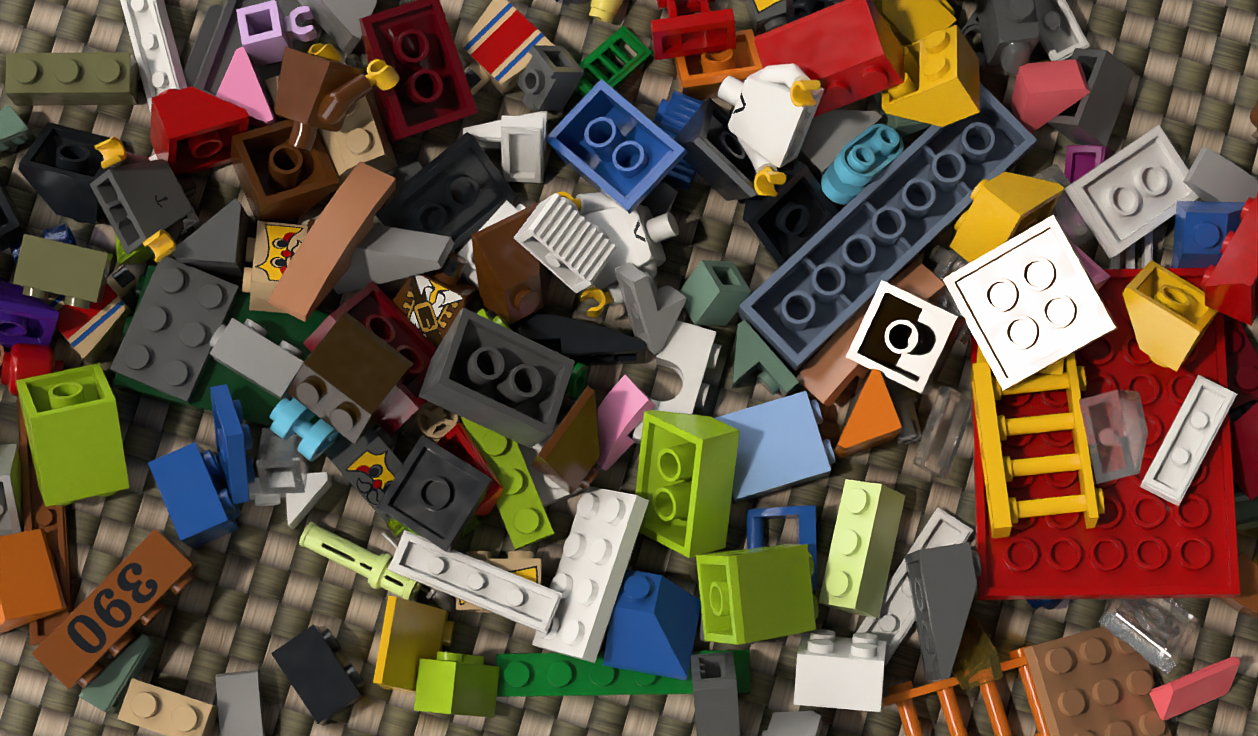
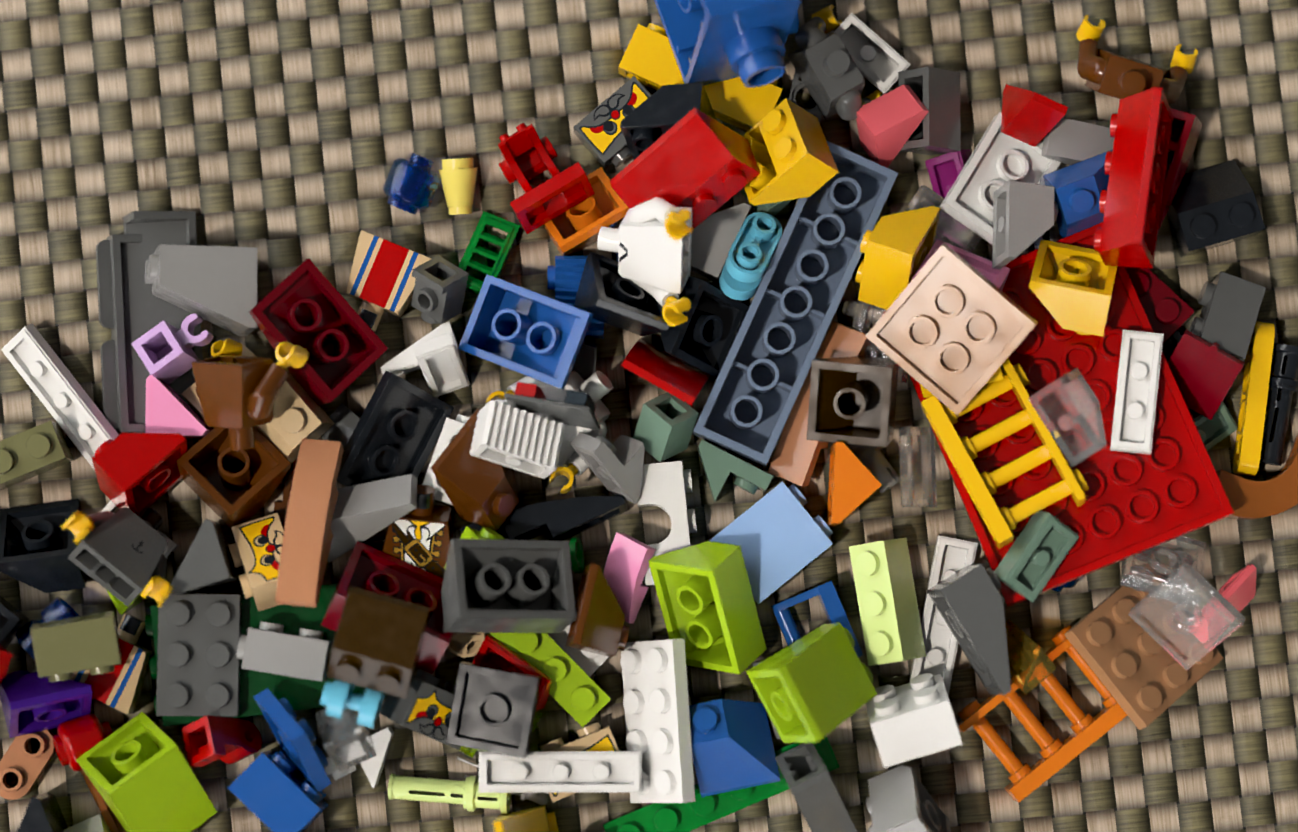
camera: 25 degrees left, 5 degrees up
(162, 417) = (220, 739): none -> red leg
(631, 238) = (575, 411): none -> dark grey piece
(734, 240) = (665, 371): none -> red slope
(1026, 557) = (1035, 555): none -> sand green slope
(1140, 228) = (1019, 218): none -> light grey slope
(1153, 678) = (1186, 616): none -> clear plate
(1187, 136) = (1029, 115): none -> red slope

